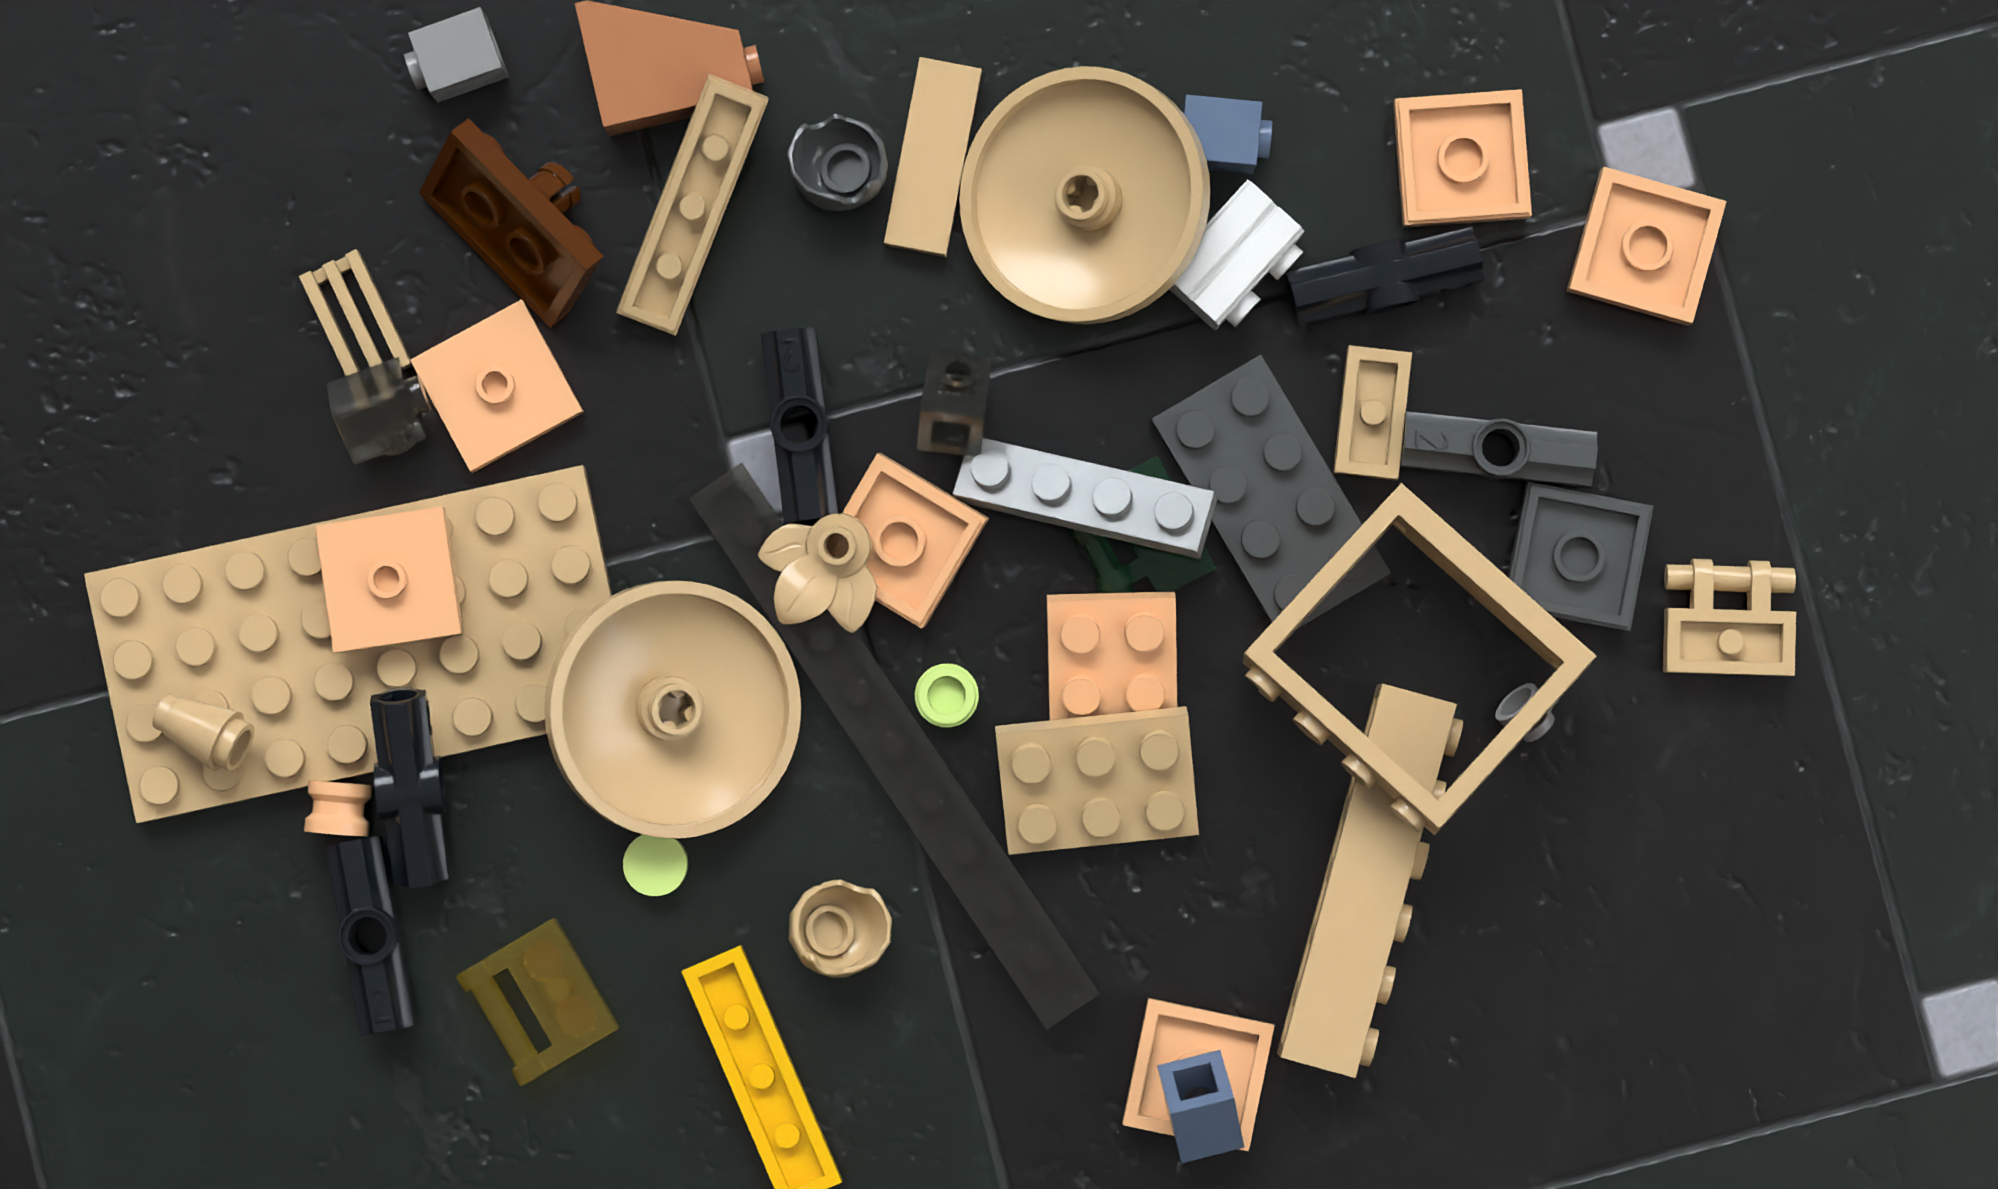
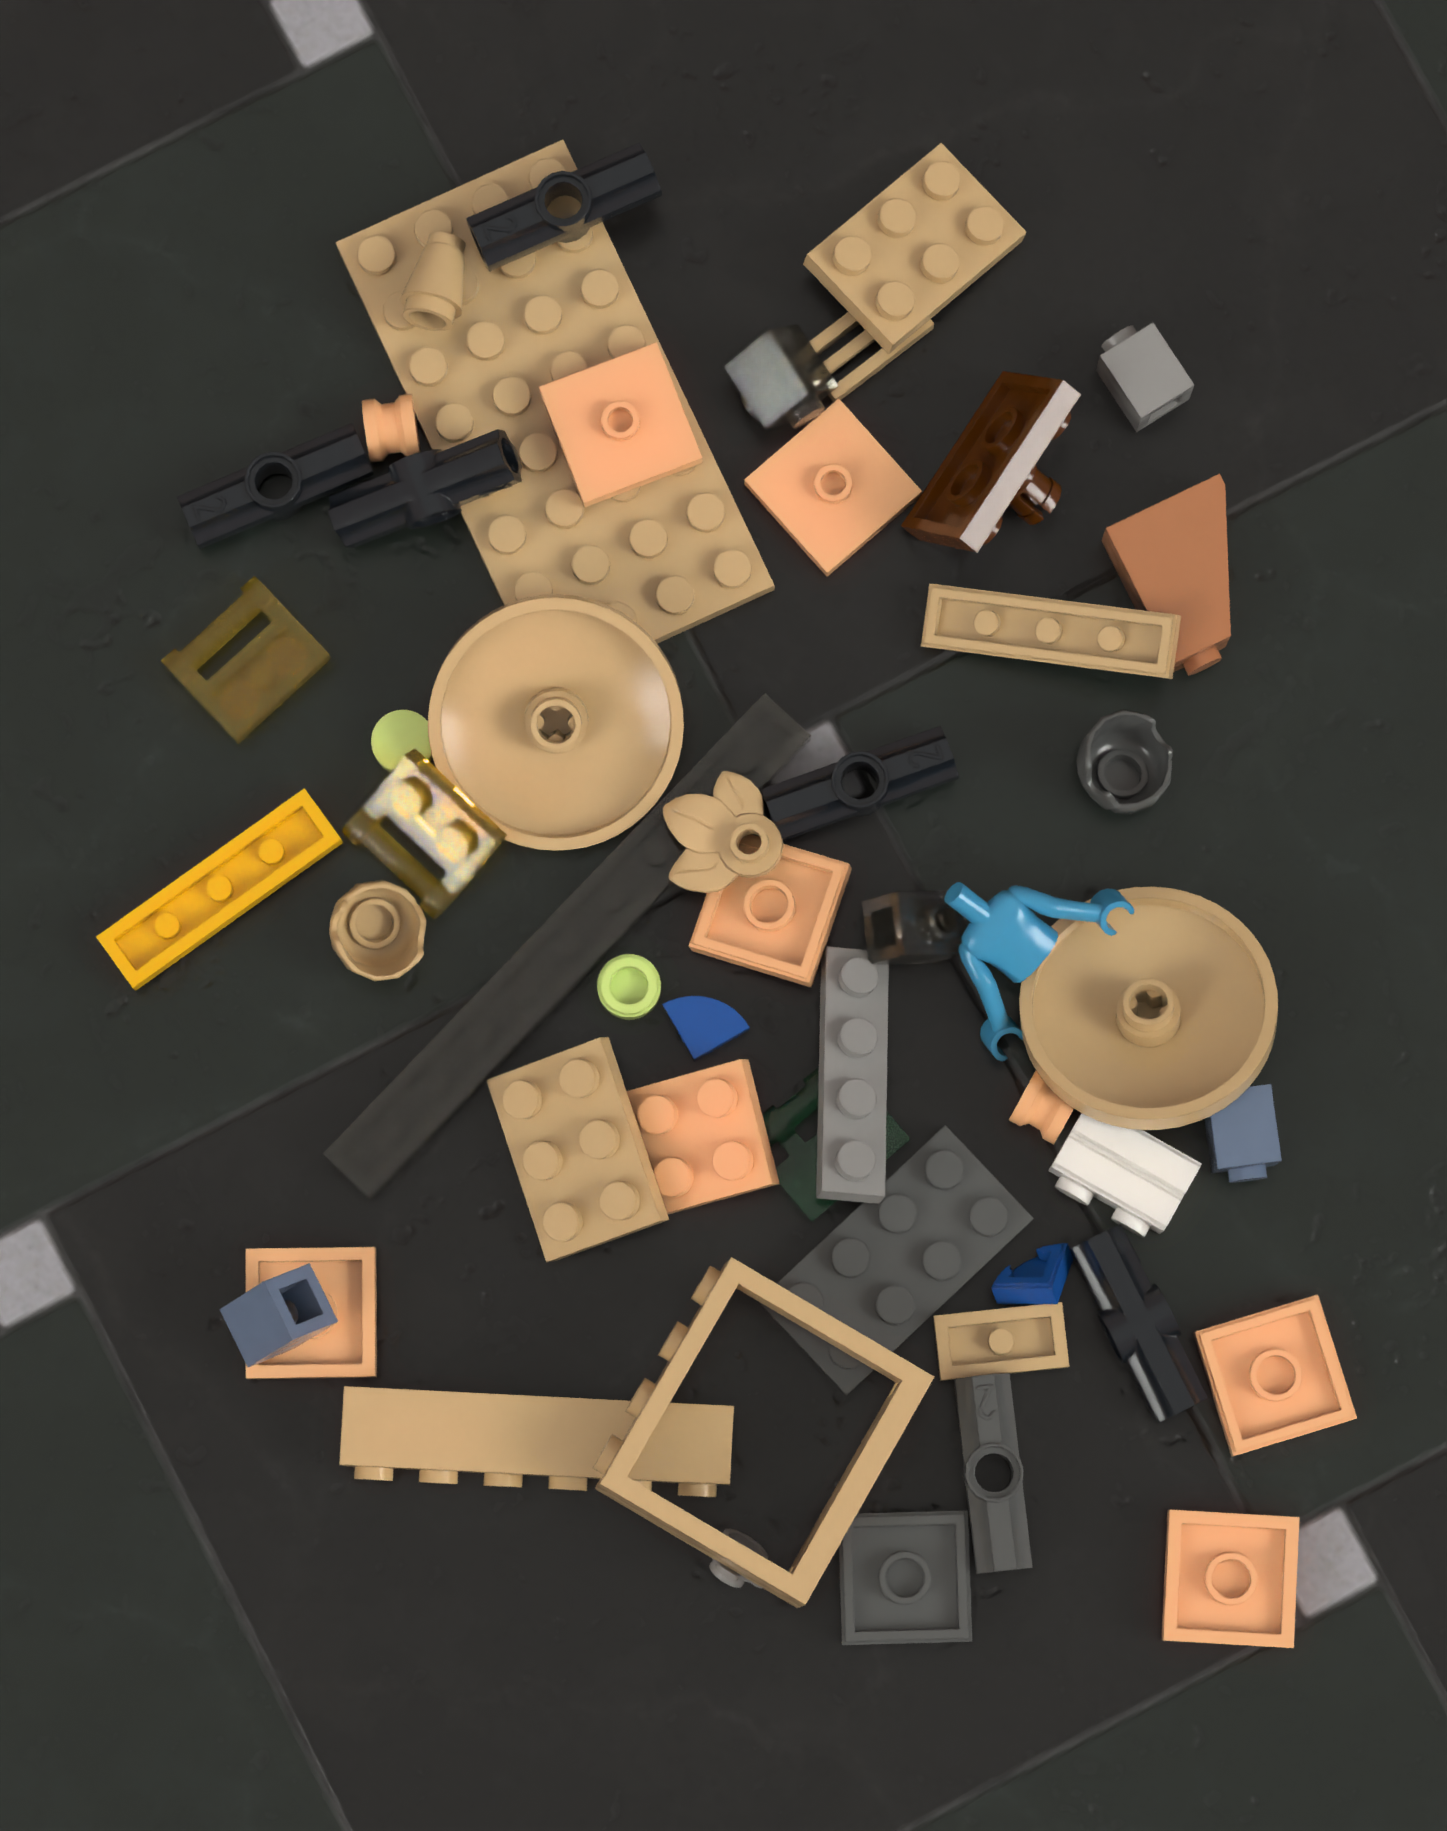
camera: 80 degrees right, 5 degrees down
(147, 544) = (602, 188): none -> black piece
(276, 250) = (914, 248): none -> tan plate
(743, 847) = (436, 819): none -> clear yellow plate
(932, 157) = (1154, 855): tan tile -> none
(993, 306) = (1016, 941): none -> dark azure piece
(999, 630) = (704, 1023): none -> blue tile
(1157, 322) = (1041, 1109): none -> light nougat wheel
(1320, 365) = (1037, 1279): none -> blue tile
(1729, 640) = (856, 1748): tan plate -> none

